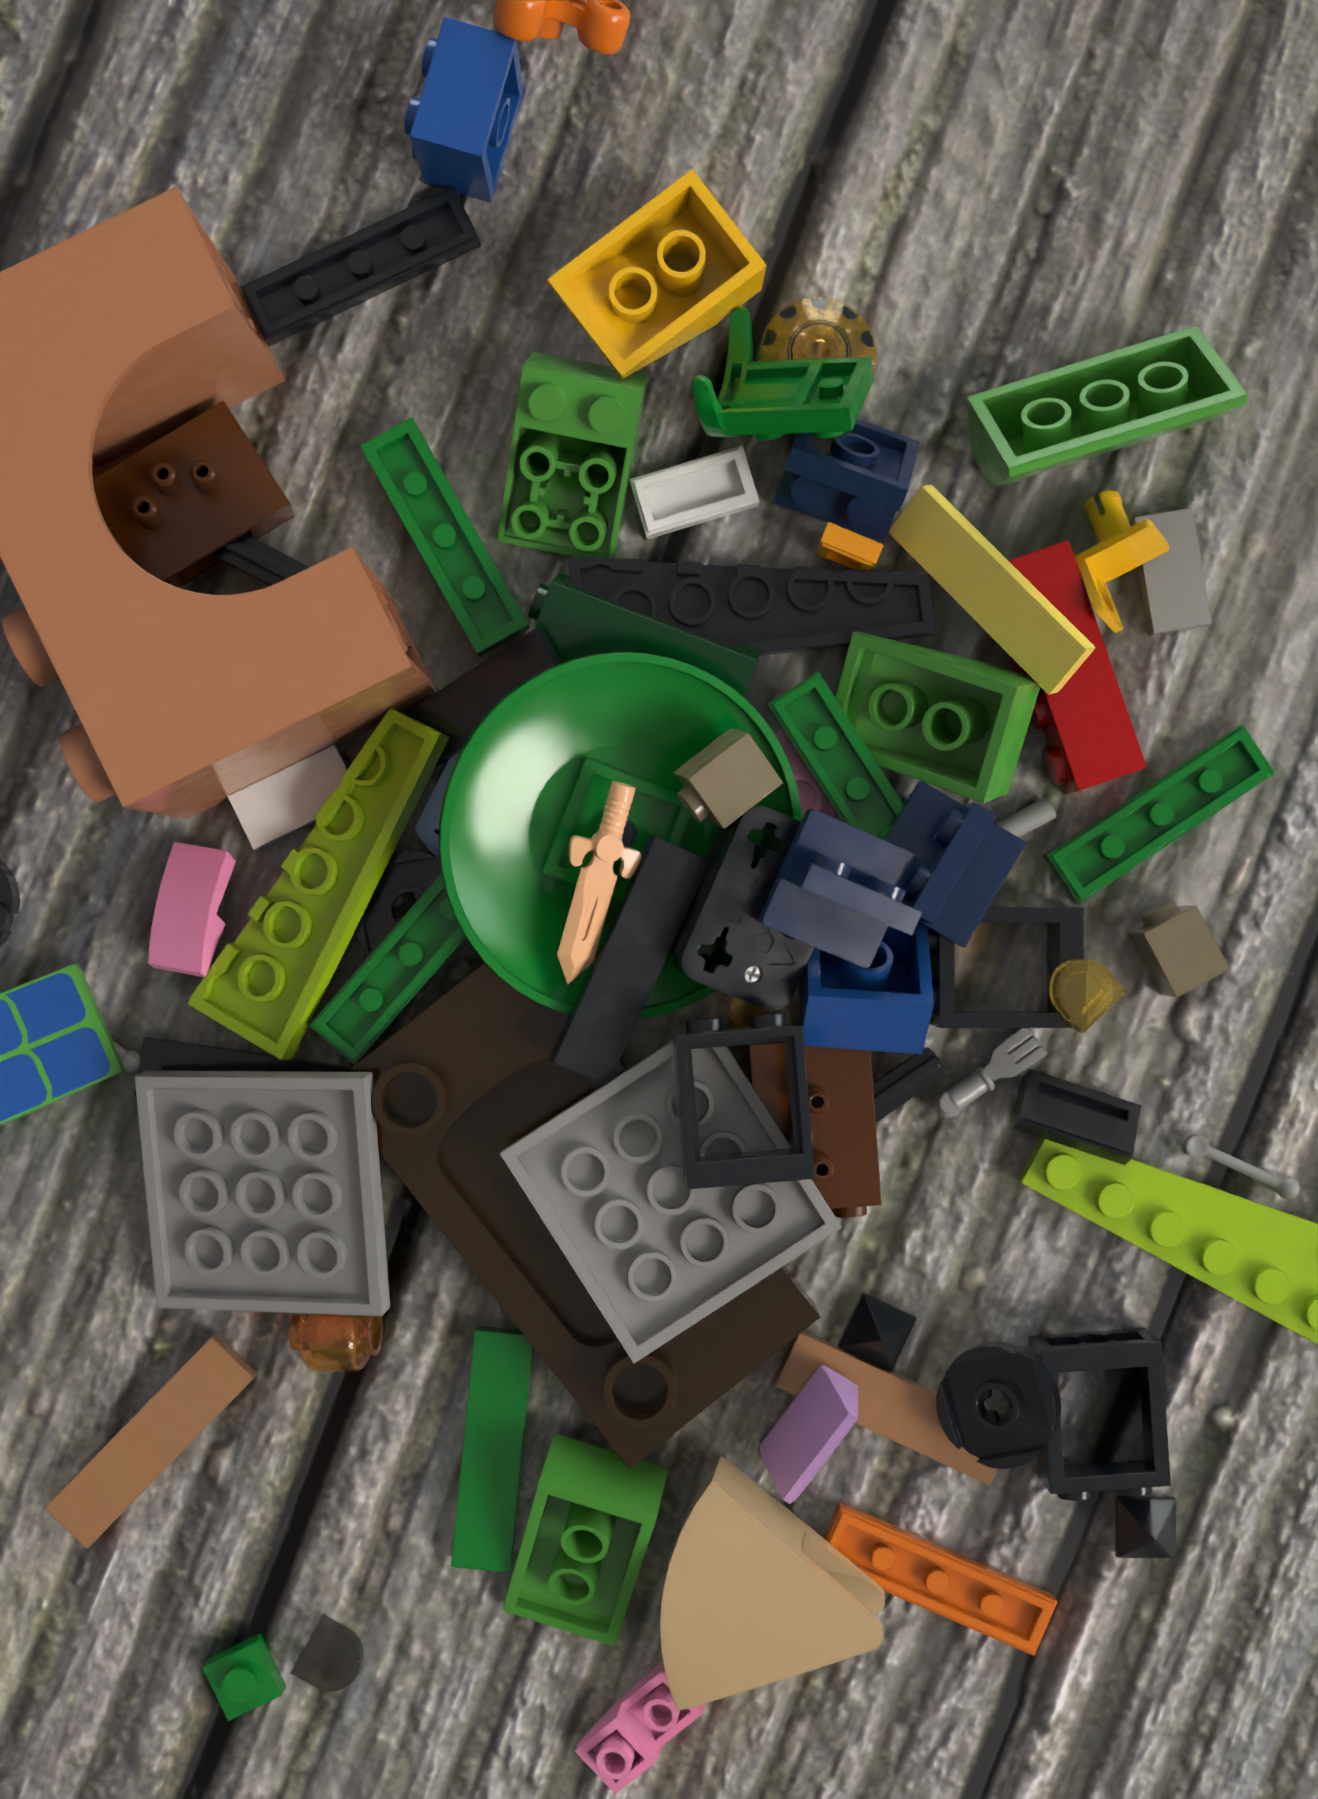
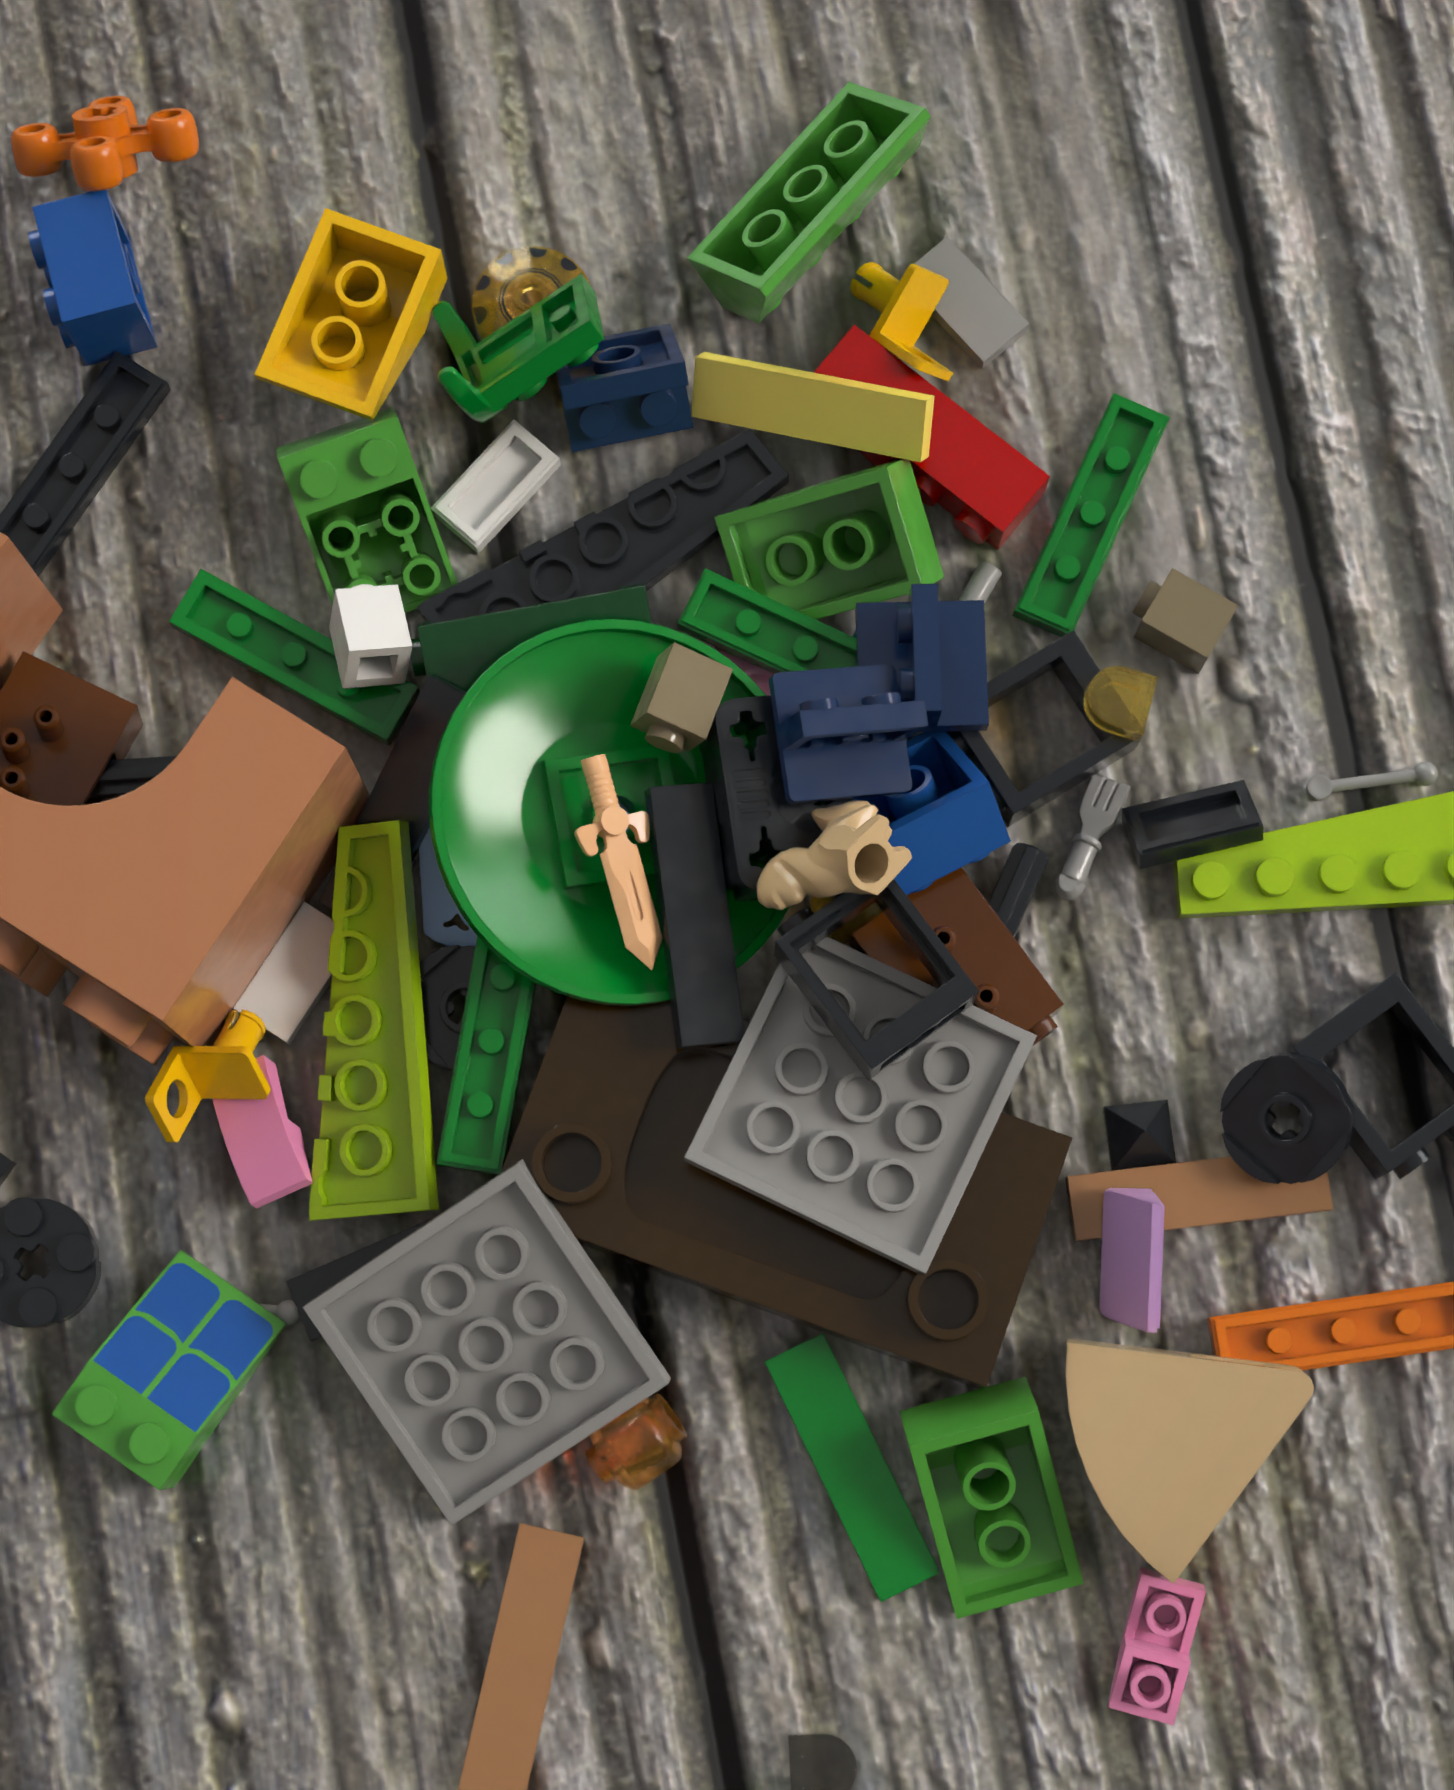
camera: 35 degrees left, 10 degrees down
(181, 844) = (210, 1072): none -> yellow bracket
(512, 560) = (370, 636): none -> white brick
(768, 1004) = (845, 858): none -> tan animal
(848, 548) = (664, 449): light orange tile -> none

